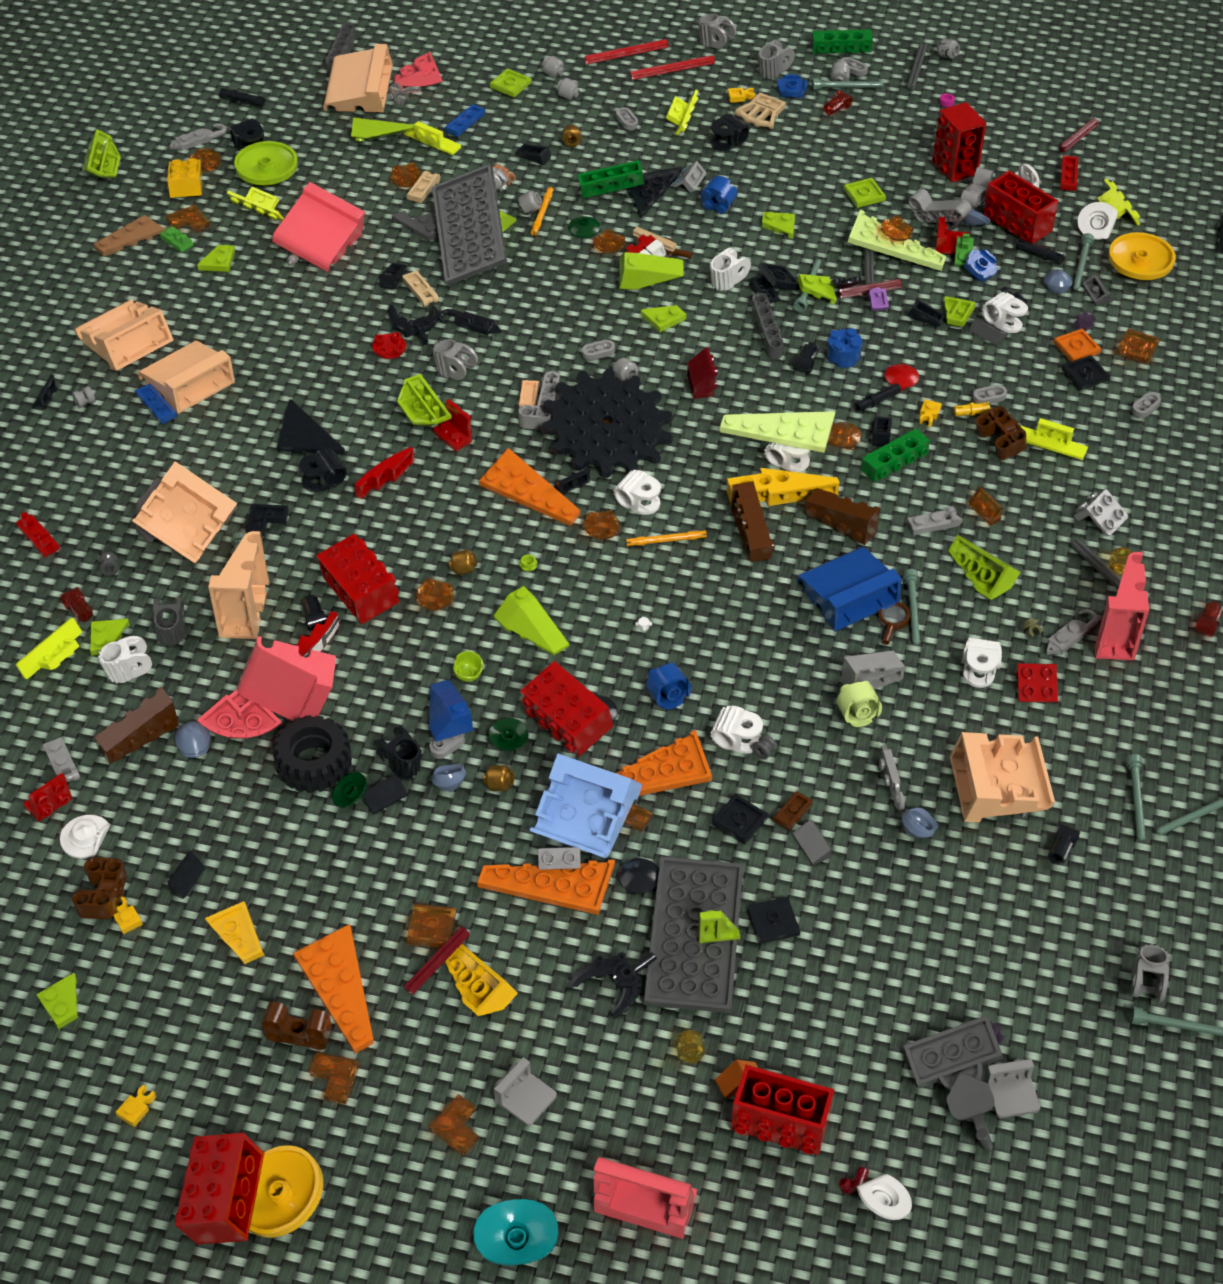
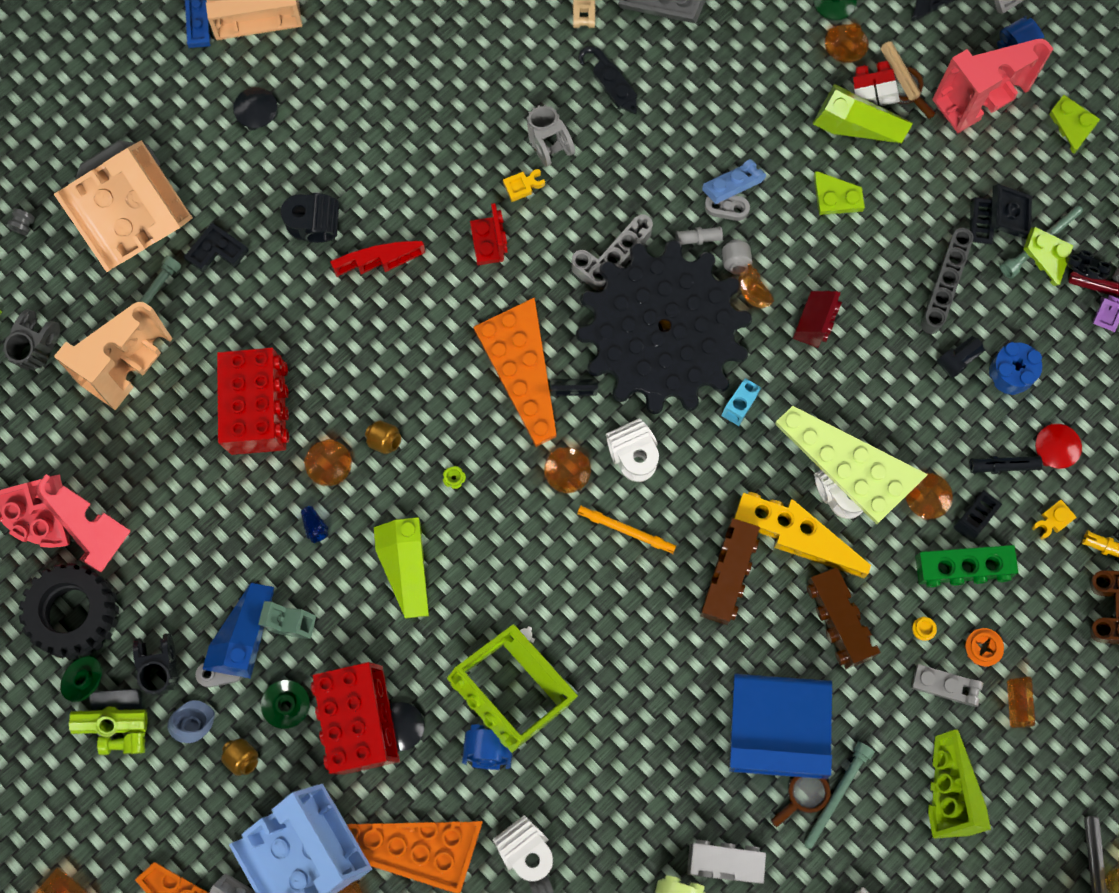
camera: 30 degrees right, 25 degrees up
(235, 435) = (255, 108): none -> black dish
(303, 434) = (327, 147): black tile -> none
(313, 612) = (185, 421): black piece -> none
(320, 635) = (153, 461): red slope -> none
(389, 345) = (496, 68): red dish -> none
(399, 798) = (93, 721): none -> lime piece
(414, 326) = (545, 53): black bar -> none
(415, 810) = (131, 744): none -> lime leg
(421, 403) = (472, 183): lime wedge -> none
(452, 631) = (314, 526): none -> clear blue cone
(455, 395) = (520, 186): none -> yellow plate
(468, 666) = (297, 588): lime hair -> none
(476, 689) = (287, 620): none -> sand green brick
(529, 393) = (608, 228): light nougat tile -> none
(593, 334) = (733, 182): none -> medium blue plate
(594, 370) = (699, 235): none -> light grey pin
(648, 381) = (753, 288): none -> clear orange hat
(662, 632) = (537, 668): none -> lime window
(688, 441) = (741, 402): none -> medium azure leg
(713, 213) = (988, 80): none -> coral panel
(726, 275) = (956, 162): white piece -> none
(896, 499) = (924, 628): none -> yellow plate
(945, 487) = (995, 646): none -> orange gear

